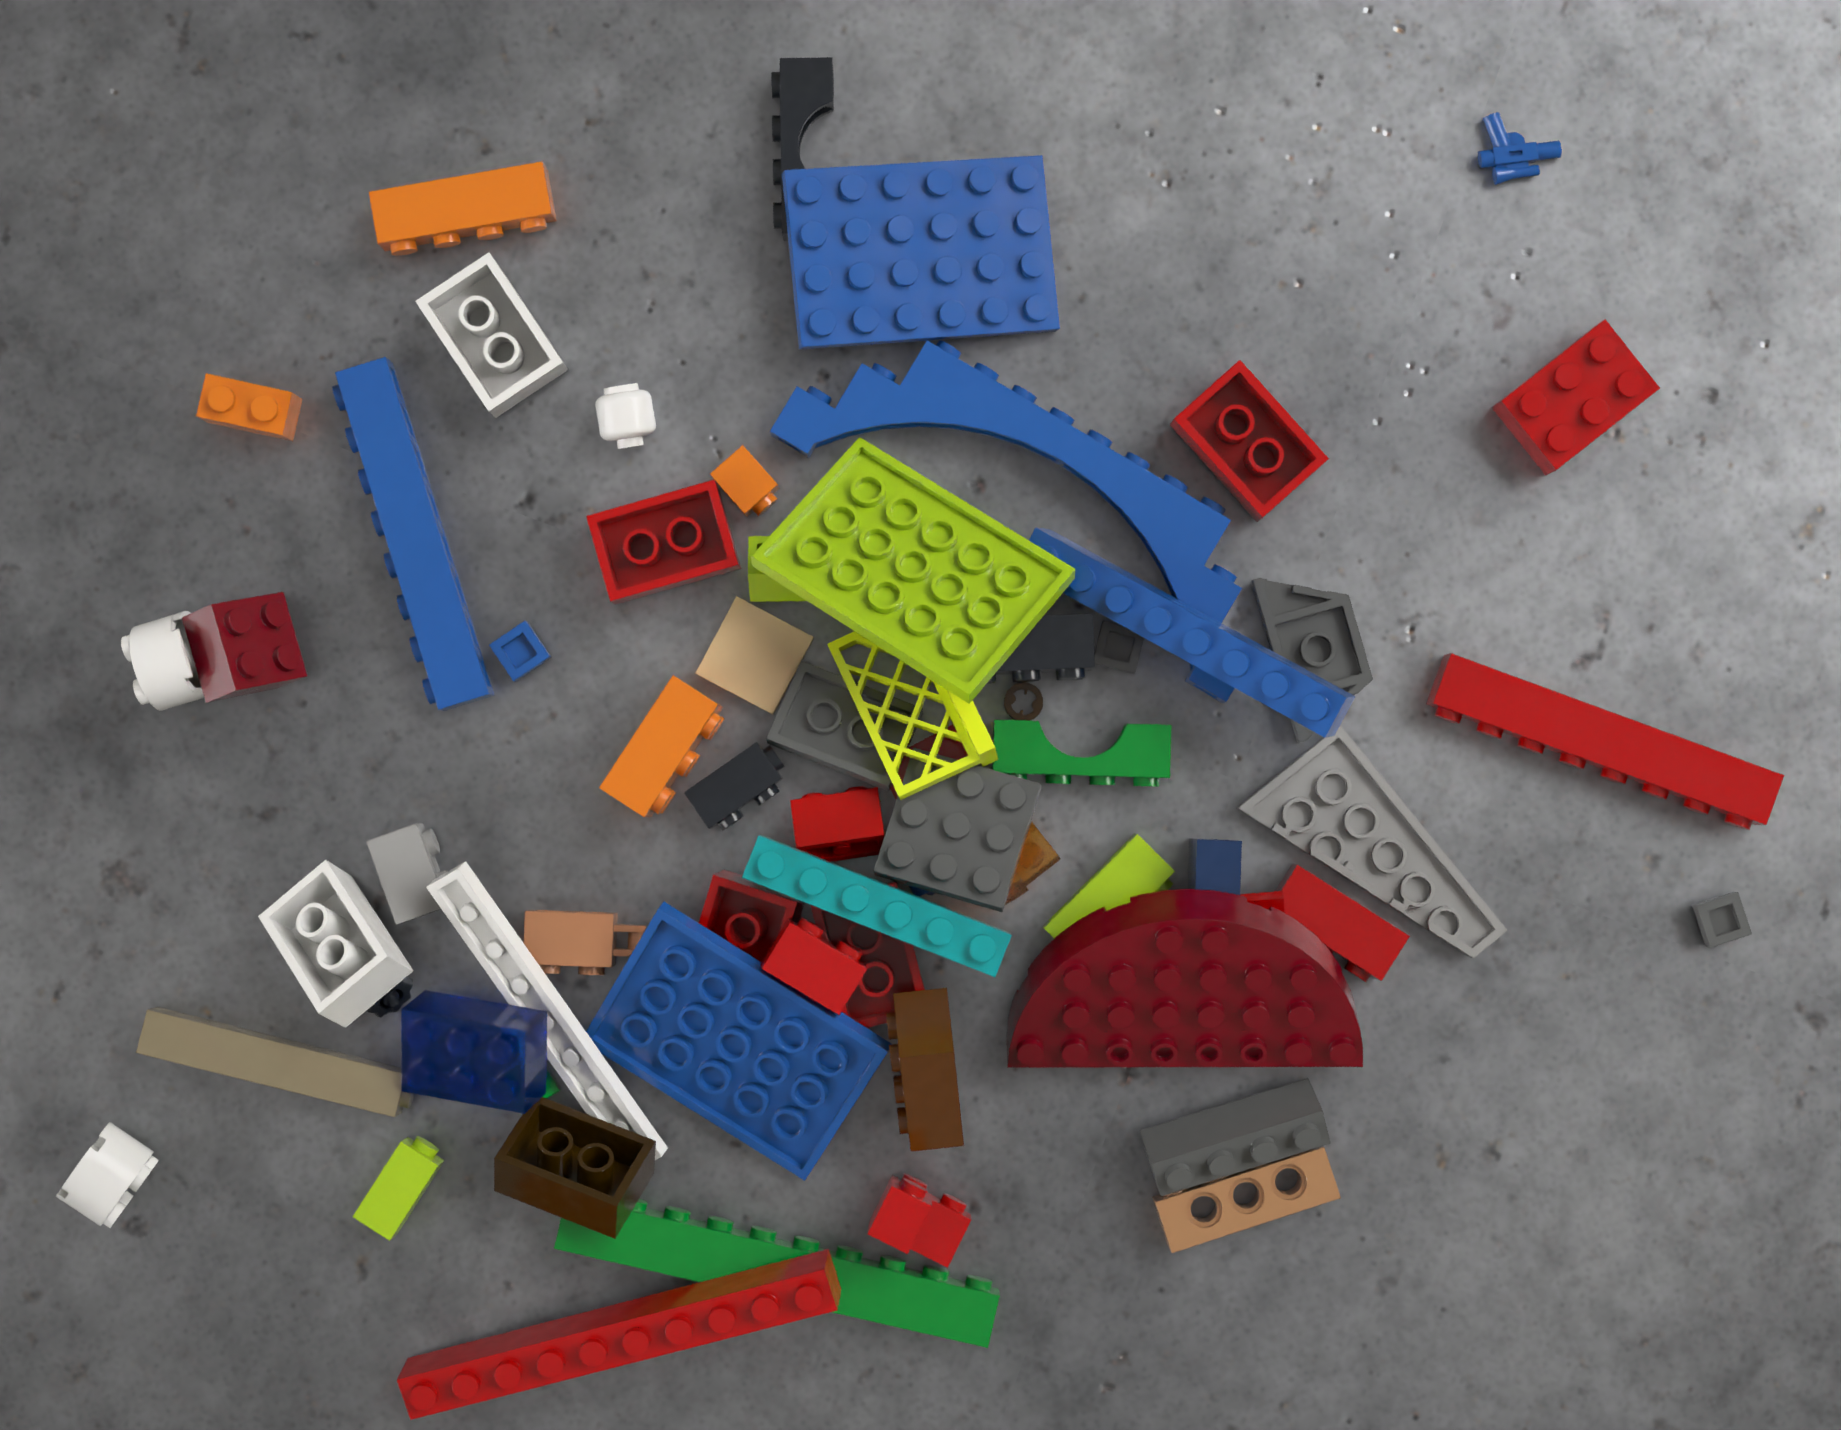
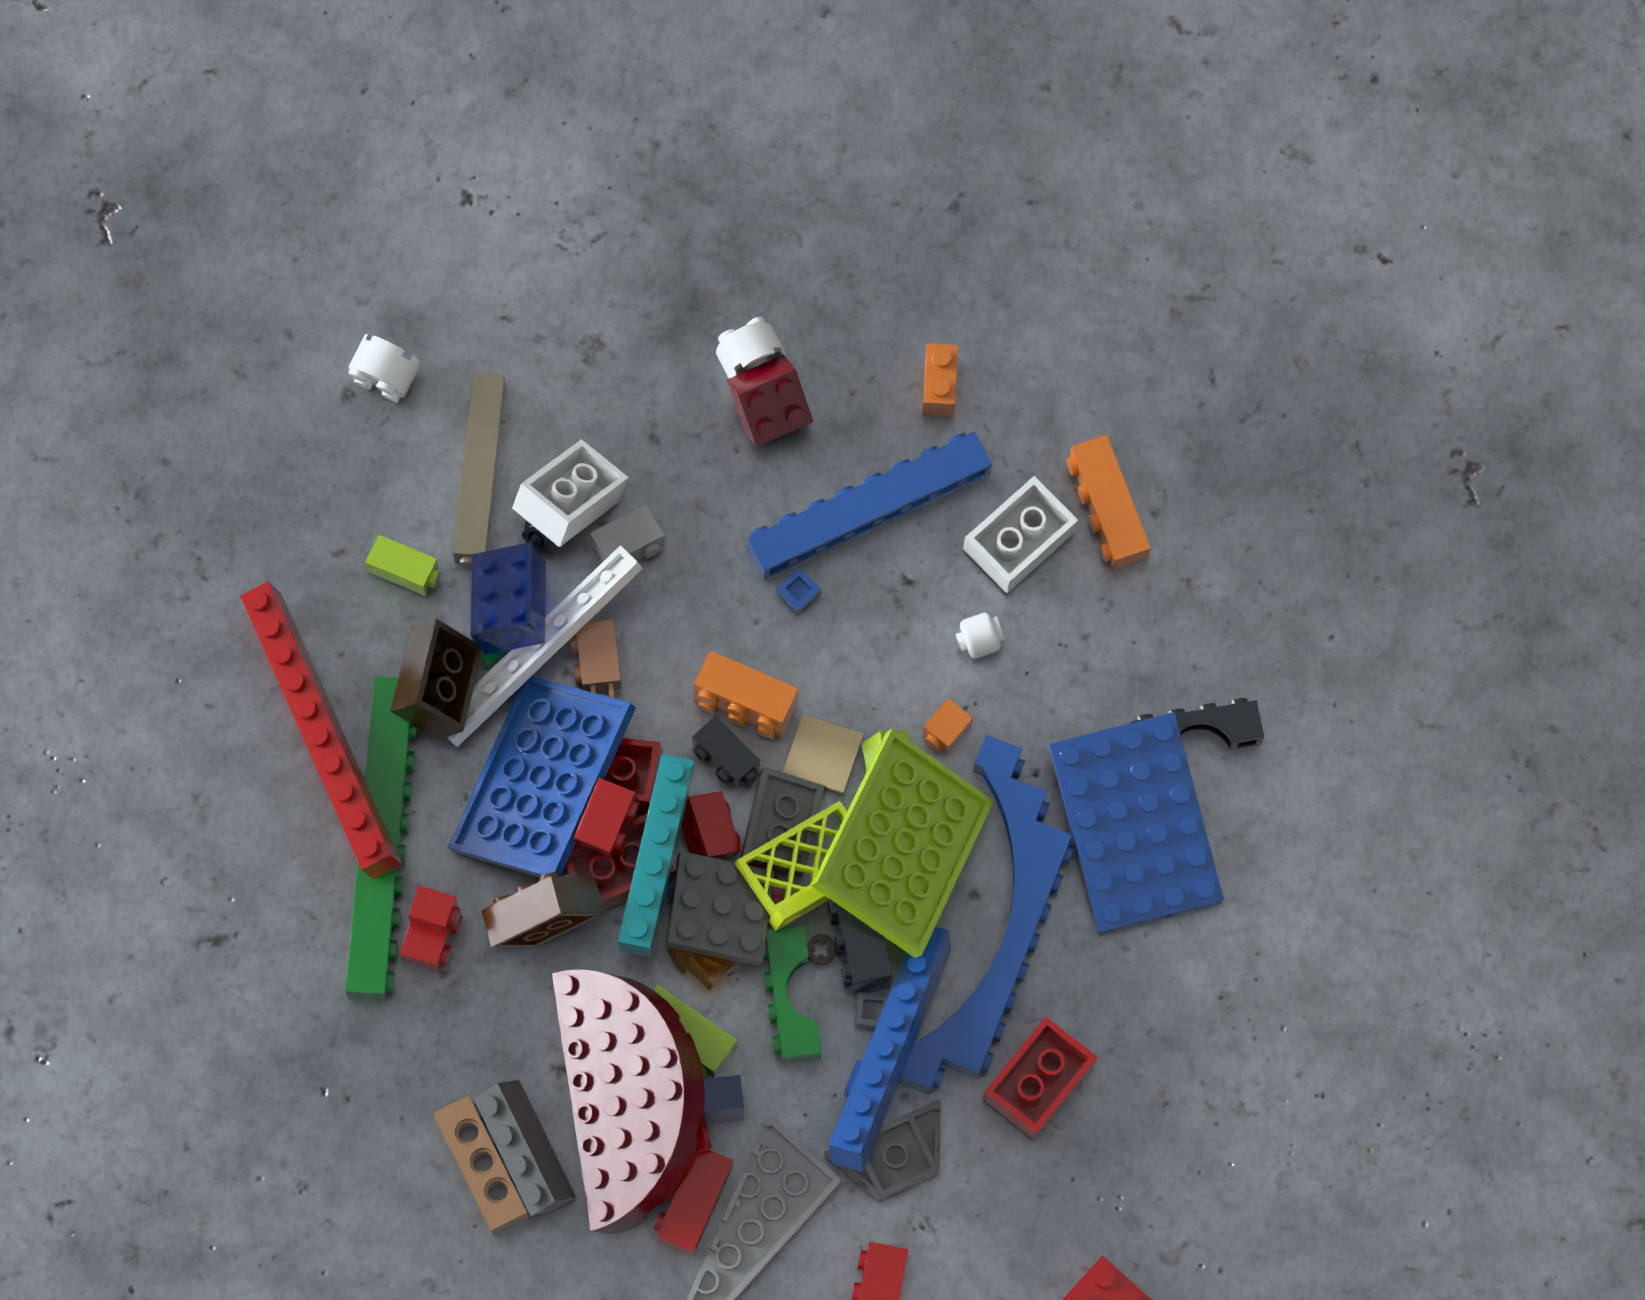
camera: 80 degrees right, 15 degrees down
(663, 542) = (893, 674): red brick -> none
(1511, 154) = (1291, 1244): blue piece -> none

